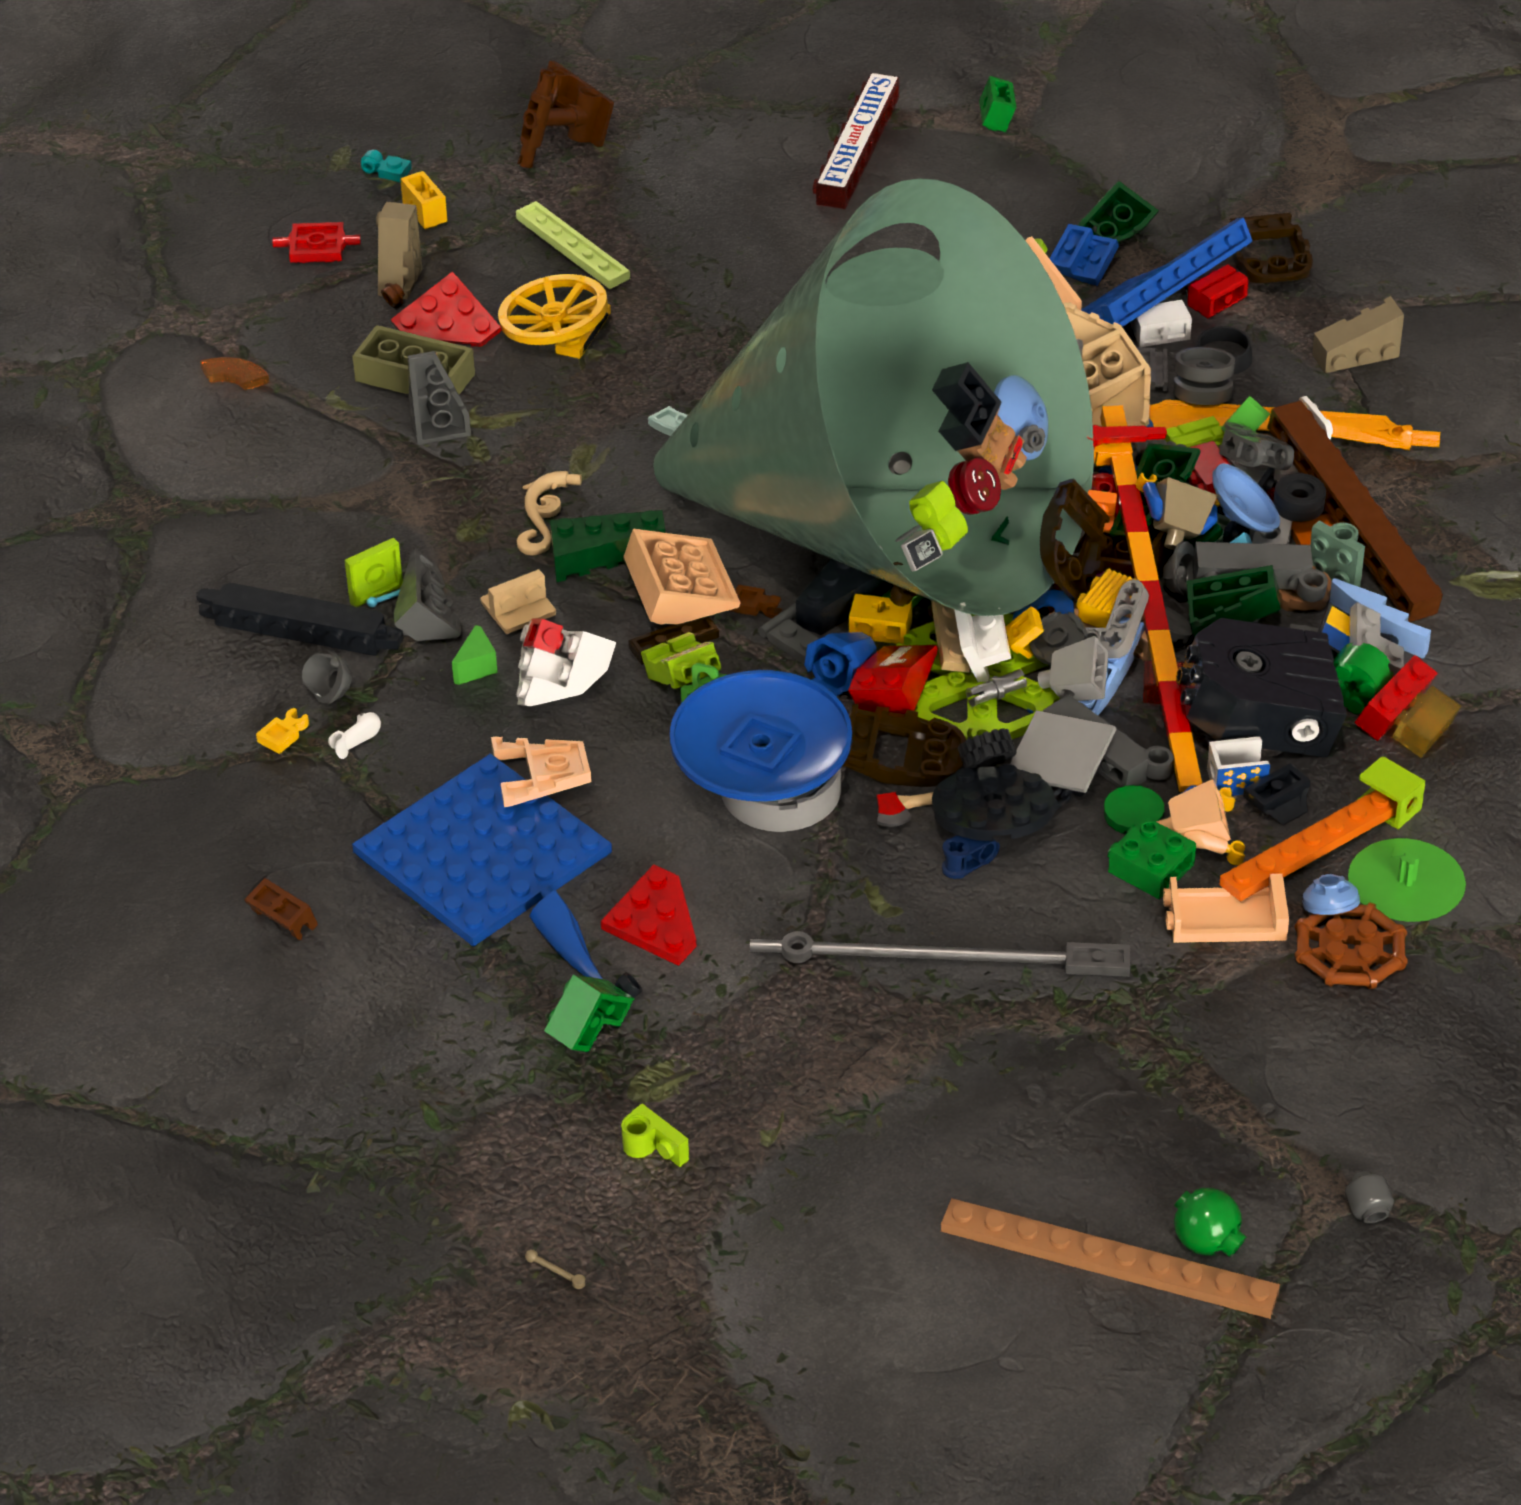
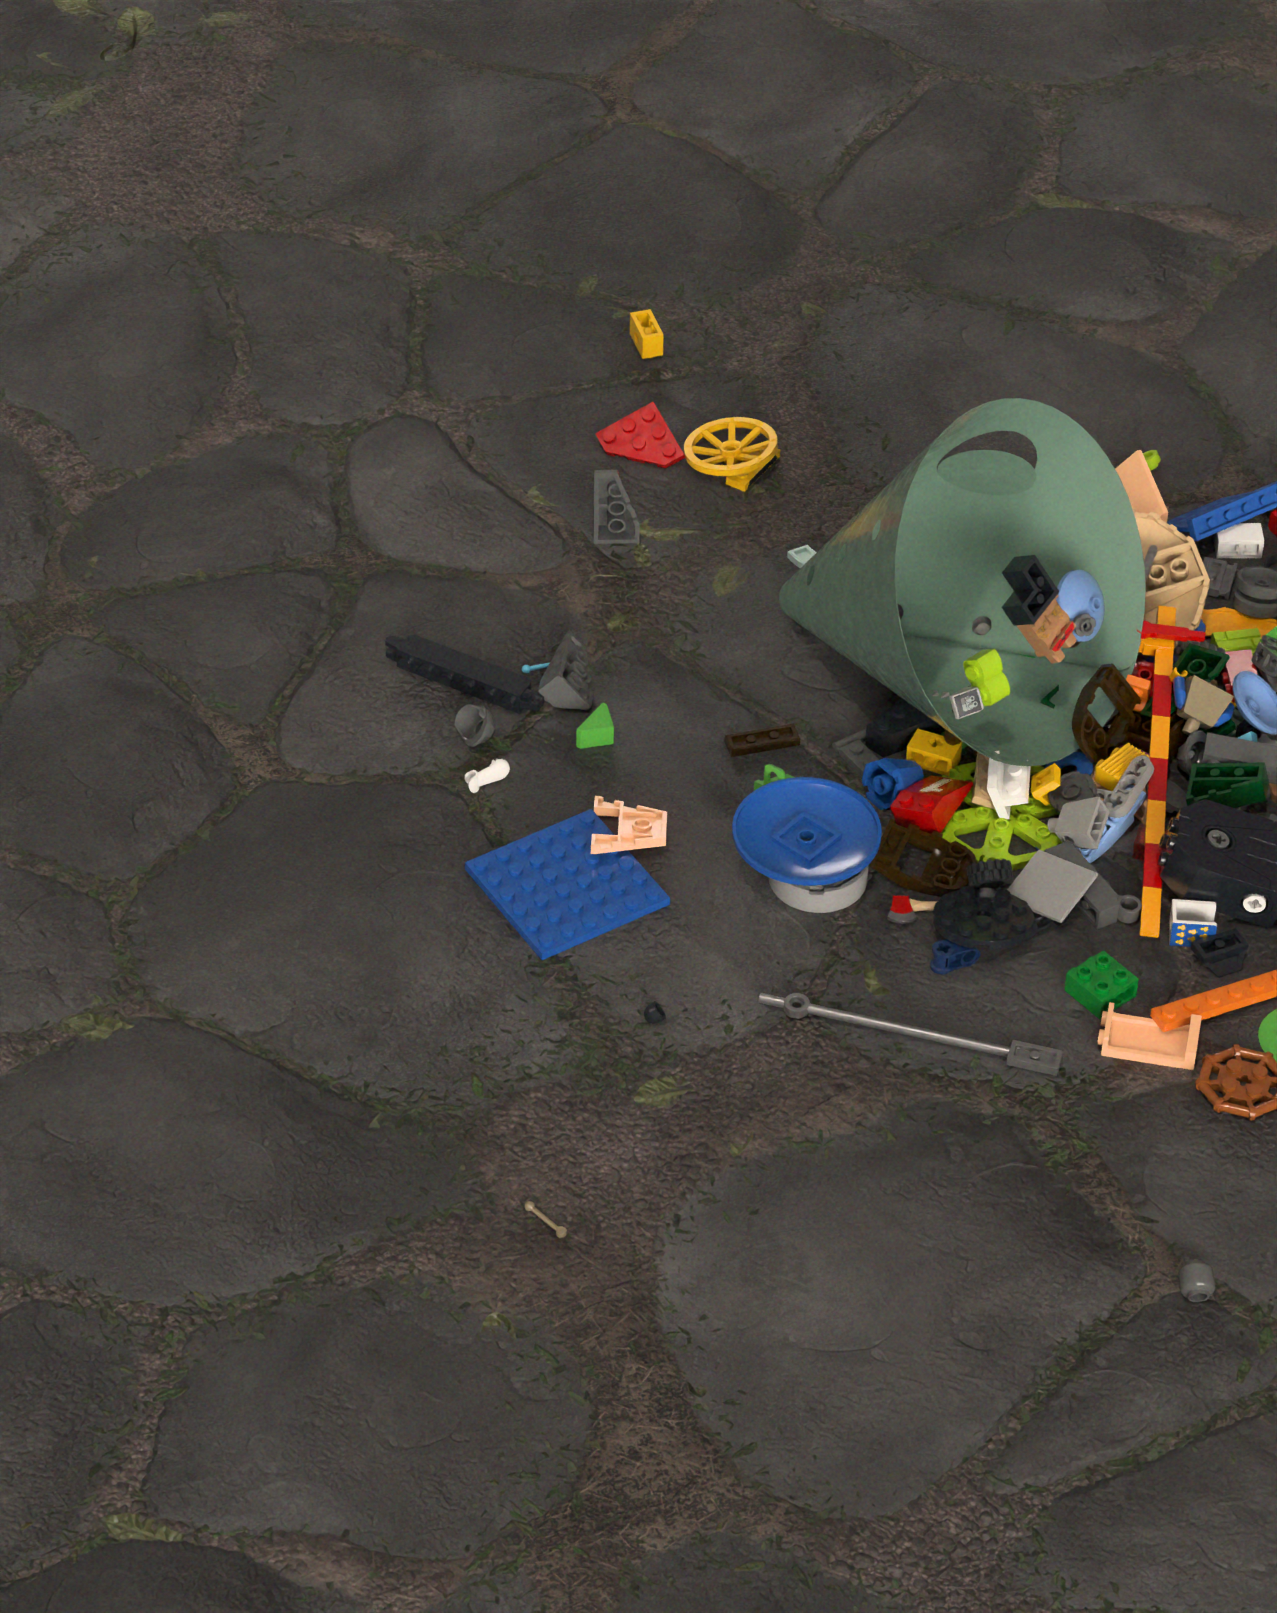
camera: 10 degrees right, 0 degrees up
(234, 371) = (458, 456): clear orange tile -> none
(281, 907) = (397, 903): reddish brown hinge -> none
(282, 733) = (429, 764): yellow plate -> none
(316, 242) = (550, 356): red plate -> none
(374, 572) = (531, 645): lime plate -> none
(384, 359) = (577, 467): olive brick -> none
(391, 168) = (625, 301): teal plate -> none
(393, 294) = (602, 412): reddish brown plate -> none
(398, 246) = (613, 375): dark tan wedge -> none
(518, 601) = (643, 689): tan bracket -> none
(544, 635) = (654, 721): brick -> none
(549, 508) = (689, 614): tan plant -> none
(560, 101) = (780, 265): reddish brown plate -> none
(563, 932) = (615, 963): blue piece -> none
(566, 672) = (663, 744): white brick -> none
(573, 245) = (762, 392): yellowish green plate -> none
(584, 1009) = (615, 1024): green brick -> none
(597, 540) = (725, 650): dark green wedge -> none
(646, 1131) = (641, 1128): lime plate -> none
(654, 917) = (689, 961): red plate -> none
(674, 661) = (751, 760): lime hips -> none
(678, 576) = (778, 689): light nougat slope -> none
(755, 600) = (833, 719): reddish brown plate -> none
(857, 141) = (1025, 338): brick -> none
(974, 486) = (1024, 657): dark red head -> none
(996, 687) = (1012, 825): flat silver pin -> none
(997, 104) = (1153, 325): green brick -> none
(1083, 254) = (1189, 470): blue slope -> none
(1111, 1258) = (979, 1290): medium nougat plate -> none
(1119, 214) = (1220, 445): dark green wedge -> none
(1130, 805) = (1096, 938): green tile -> none
(1202, 818) = (1150, 961): light nougat torso -> none
(1208, 1222) = (1062, 1276): green brick -> none
(1330, 895) = (1237, 1040): medium blue piece -> none

